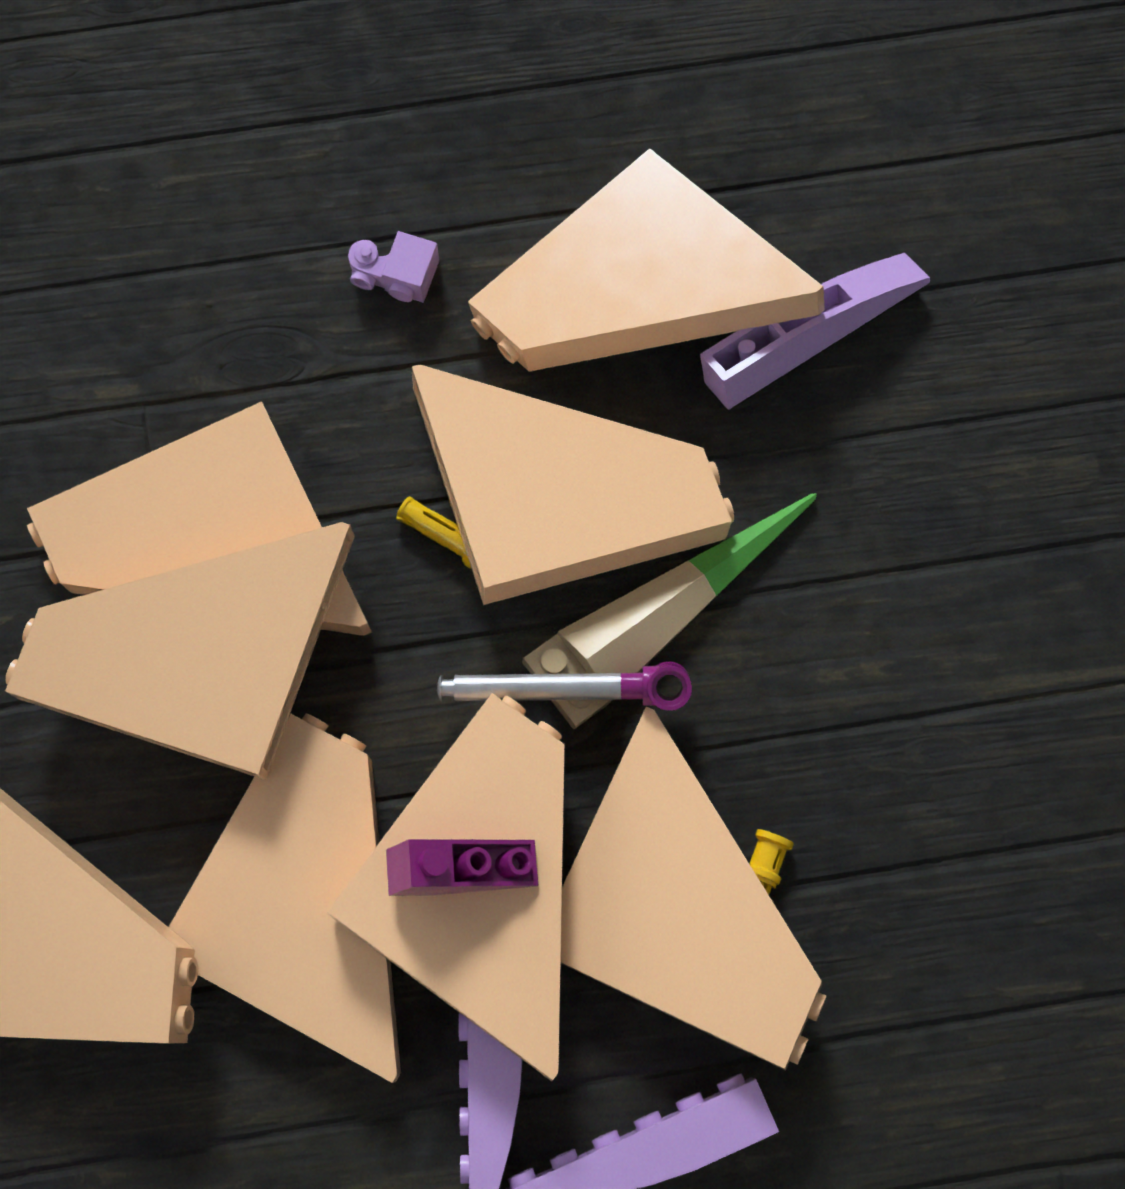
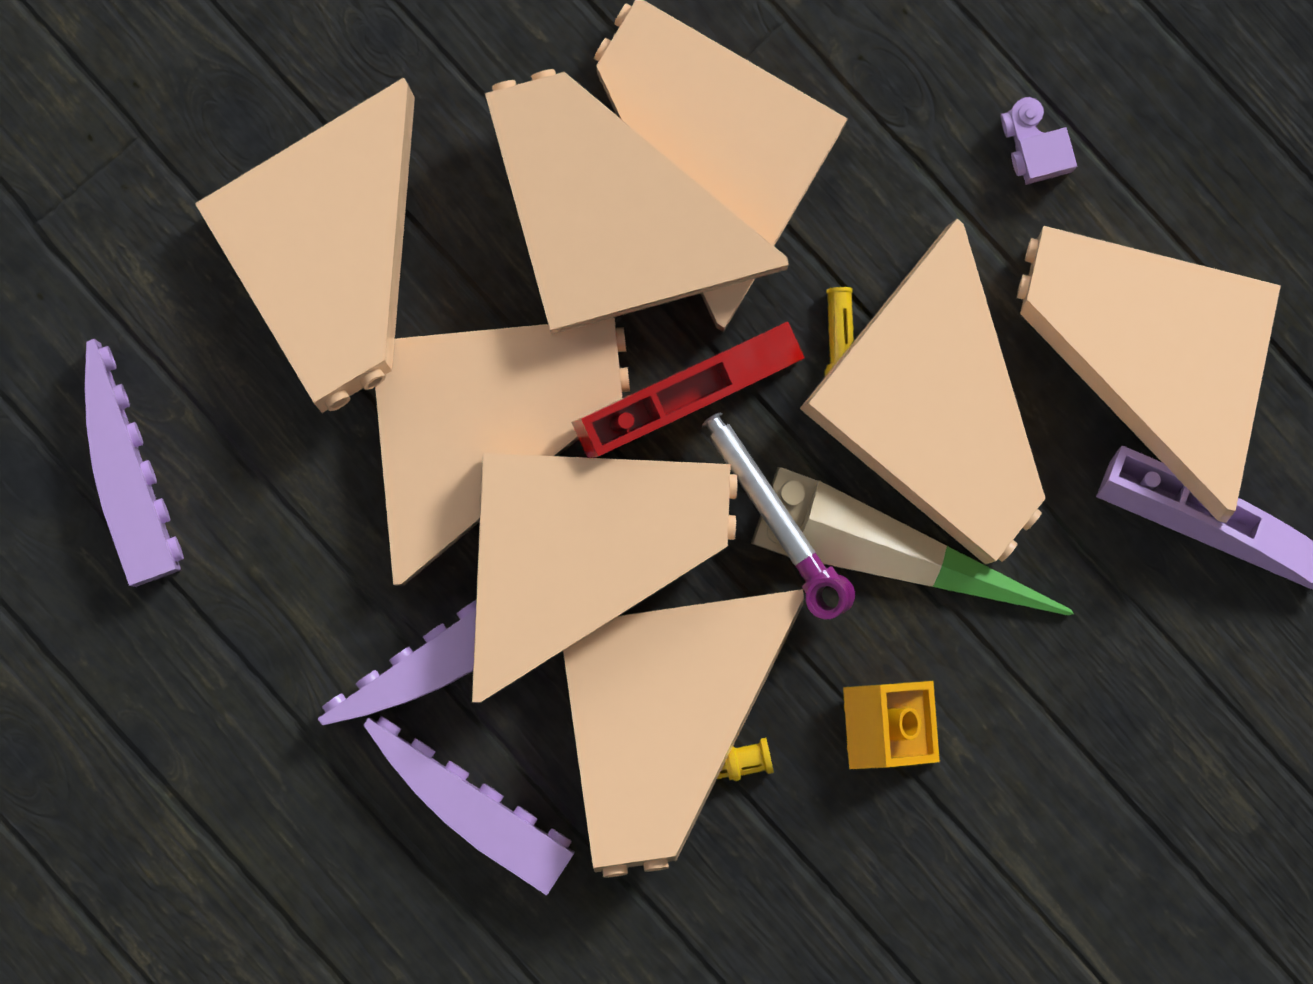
camera: 55 degrees right, 10 degrees up
(399, 695) = (687, 391): none -> red slope
(460, 866) = (581, 531): magenta slope -> none
(816, 711) = (891, 725): none -> light orange slope

